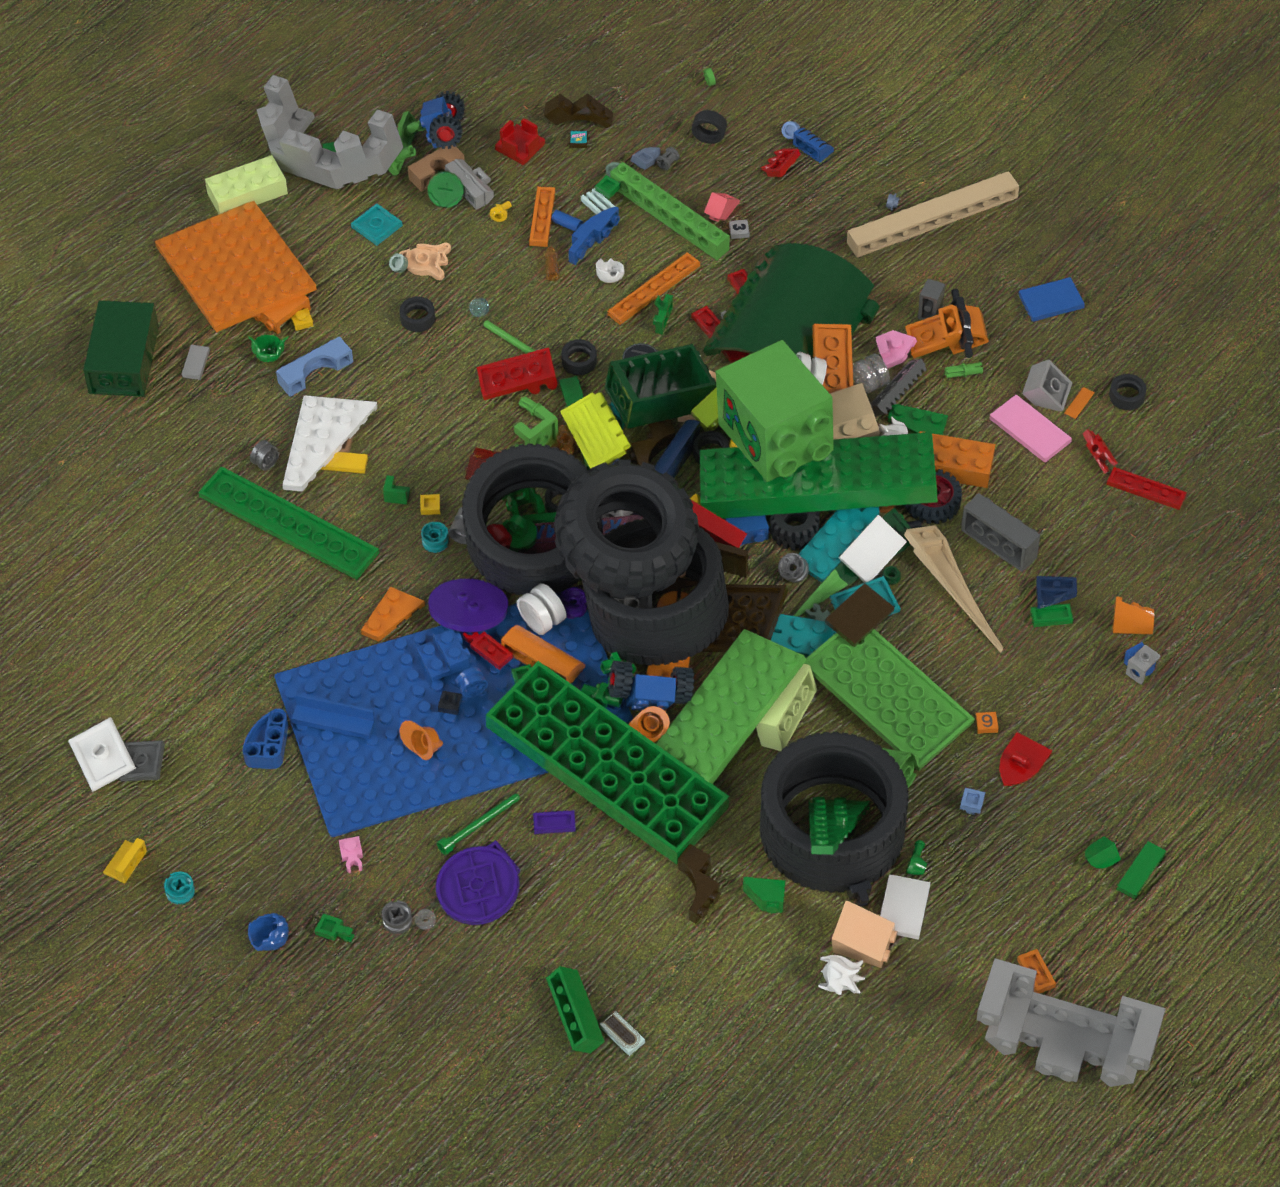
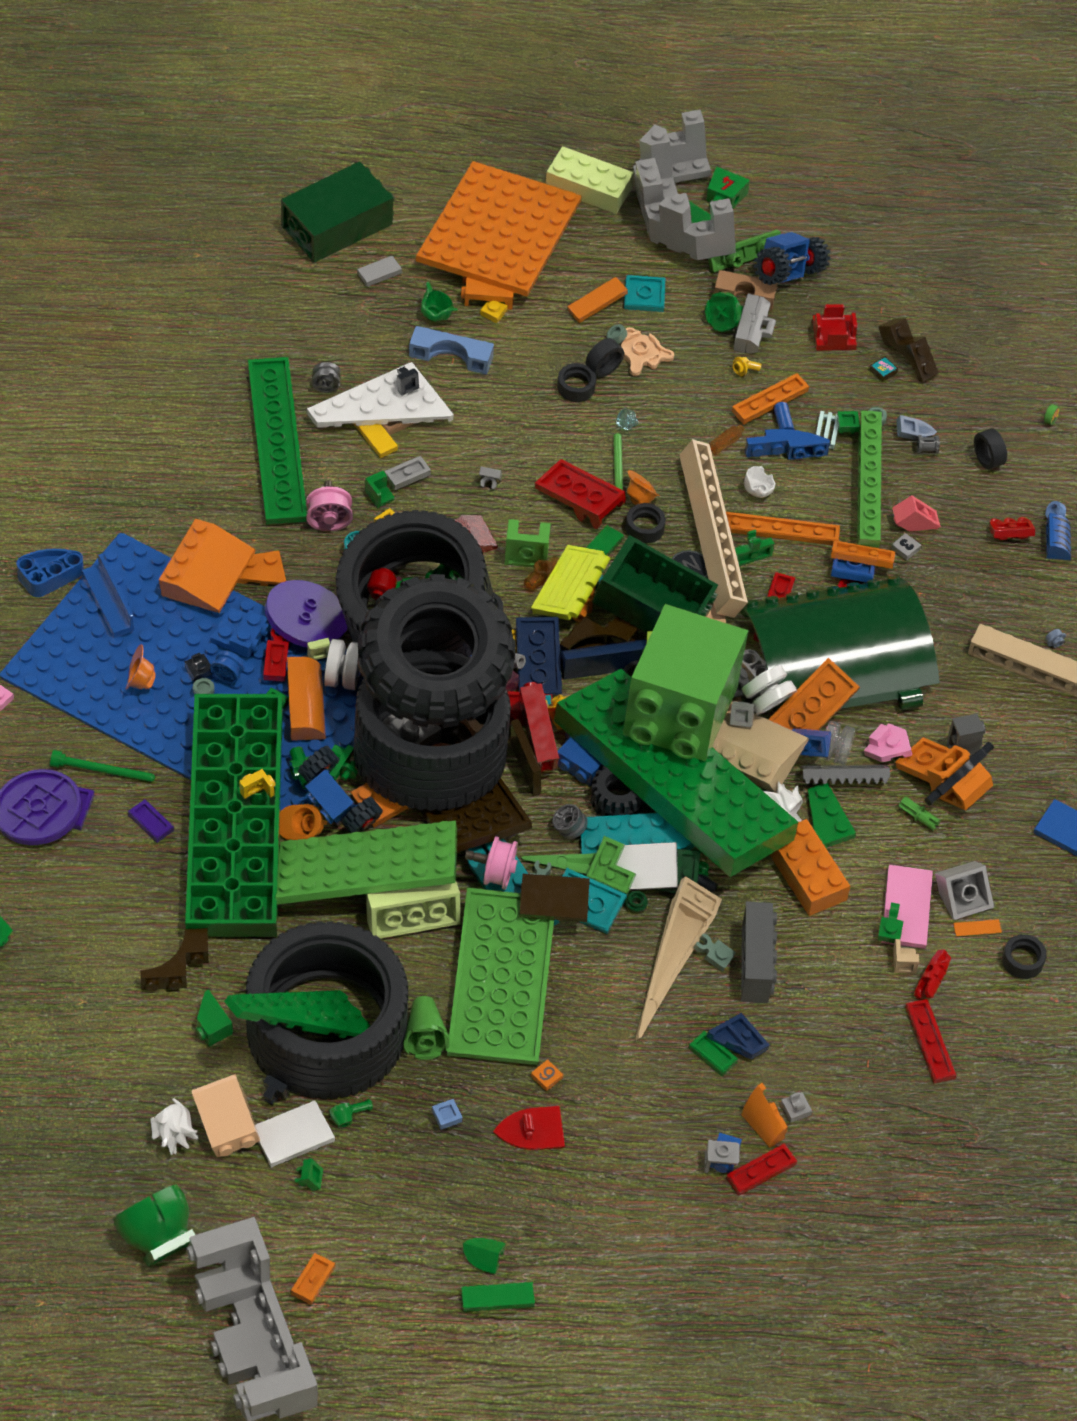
camera: 45 degrees right, 0 degrees up
(324, 406) = (407, 380): none -> black tile
(334, 116) = (727, 186): none -> green torso
(356, 253) = (597, 299): none -> orange tile
(367, 638) = (205, 567): none -> orange slope
(388, 528) = (329, 508): none -> bright pink wheel
(398, 463) = (407, 472): none -> light grey plate
(417, 281) = (605, 357): none -> black tyre
(449, 417) = (489, 474): none -> light grey tile
(471, 712) = (203, 686): none -> sand green tile
(507, 618) = (318, 649): none -> yellowish green tile
(530, 406) = (560, 530): bright green axle -> none
(553, 341) = (640, 489): none -> orange piece
(607, 720) = (256, 782): none -> yellow bracket
(620, 317) = (713, 527): none -> tan brick
(727, 254) = (863, 554): none -> orange tile
(729, 266) = (852, 570): none -> blue tile
(805, 626) = (499, 862): none -> bright pink wheel
(852, 572) = (605, 868): none -> bright green tile
(868, 380) = (817, 744): none -> blue slope
(921, 1038) = (157, 1225): none -> green plate
(949, 501) = (765, 887): black wheel -> none
(949, 916) = (311, 1174): none -> green tile
(974, 557) = (717, 954): none -> sand green plate
(1042, 447) = (890, 927): none -> green plate
(1070, 458) = (904, 959): none -> tan panel
(1135, 595) = (796, 1107): none -> light grey tile
(1167, 648) = (761, 1169): none -> red tile

